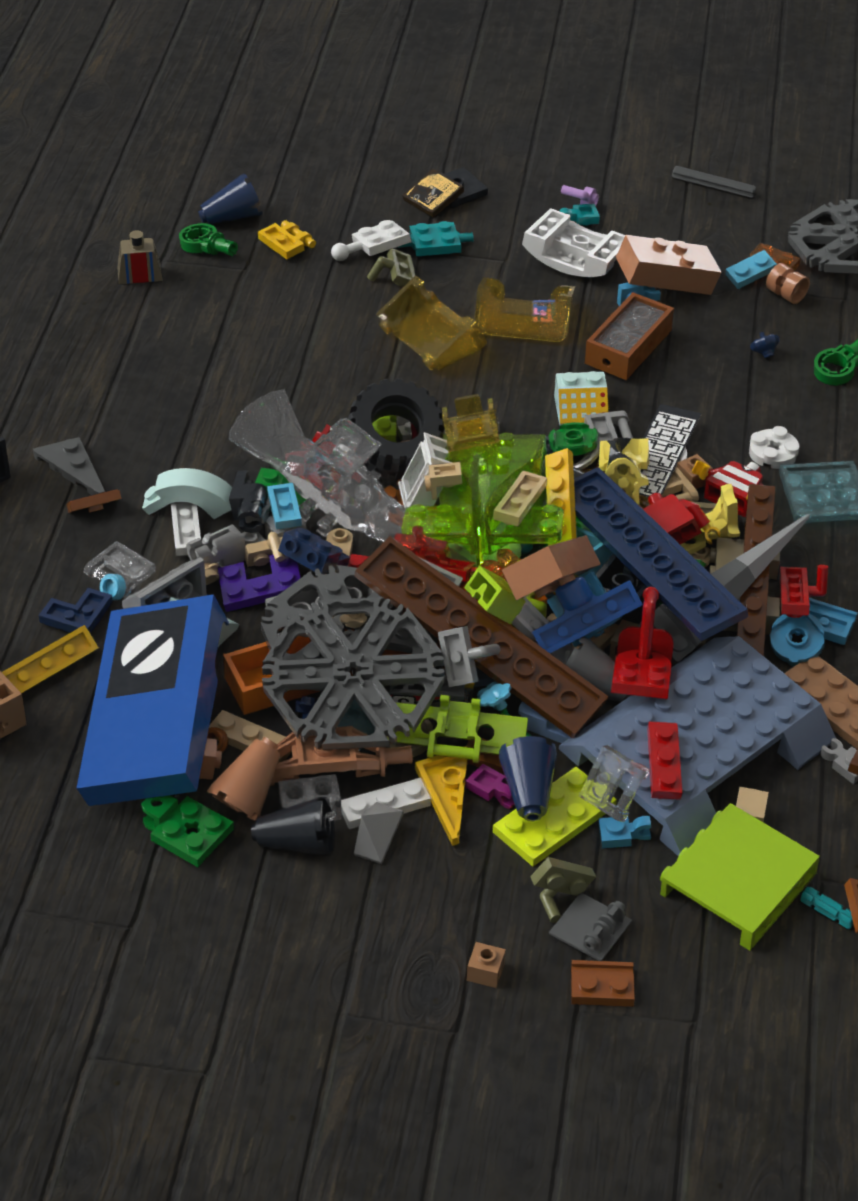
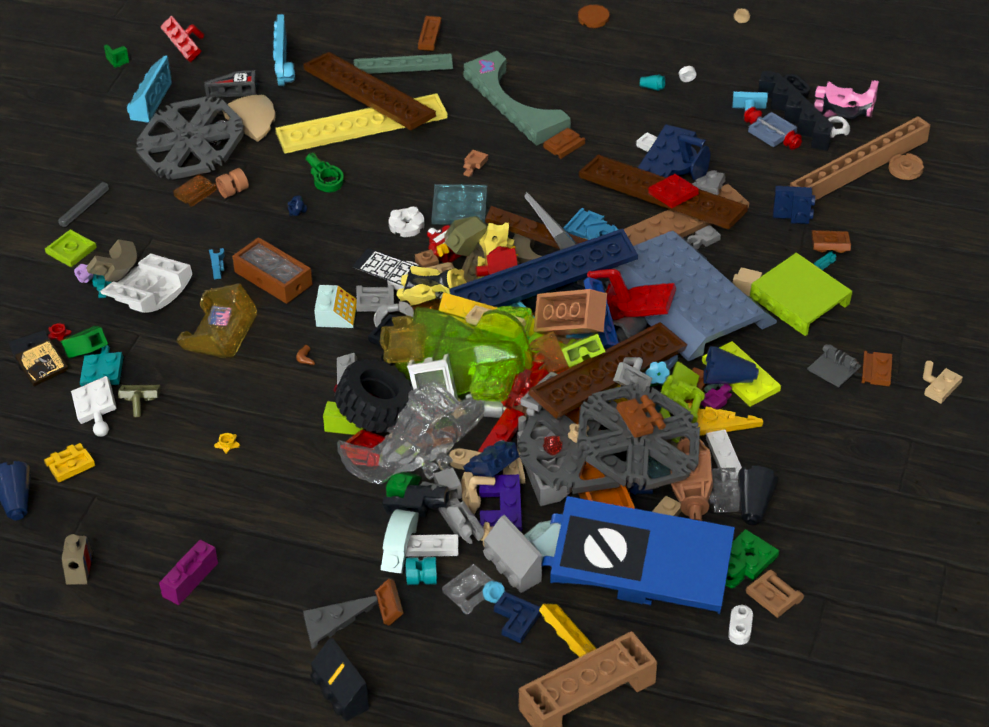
camera: 80 degrees left, 0 degrees up
(75, 831) = (740, 620): none -> white plate
(121, 857) = (770, 596): none -> medium nougat plate
(127, 342) = (188, 572): none -> magenta piece
(139, 520) = (421, 570): none -> teal wheel
(210, 242) = (56, 509): green pin -> none
(248, 778) = (718, 507): nougat cone -> none
(284, 506) = (439, 472): medium azure plate -> none
(324, 587) = (552, 444): none -> clear red plate
(338, 349) = (227, 437): none -> yellow plate
(375, 657) = (635, 416): none -> dark orange plate
(377, 832) = (753, 456): light grey slope -> none
(430, 326) = (229, 378): clear yellow windscreen -> none
(443, 475) = (459, 362): tan bracket -> none
(472, 217) = (84, 342): none -> green slope
(486, 965) = (866, 416): medium nougat plate -> none
(492, 200) = (58, 332): none -> red plate
(494, 386) = (301, 356): none -> dark orange animal
(560, 877) = (808, 369): olive plate -> none
(575, 437) = (386, 309): green plate -> none
(582, 1070) = (942, 385): none -> tan plate
(600, 218) = (115, 268): none -> dark tan arch
(605, 779) = (737, 329): clear plate -> none
(620, 834) = (756, 345): dark azure plate -> none
(635, 186) = (70, 248): none -> lime tile
(664, 760) = (725, 300): red plate -> none
(668, 264) = (200, 235): nougat brick -> none
(714, 474) = (464, 235): none -> olive slope
(750, 269) = (205, 200): medium azure plate -> none
(796, 592) = (580, 224): red plate -> none

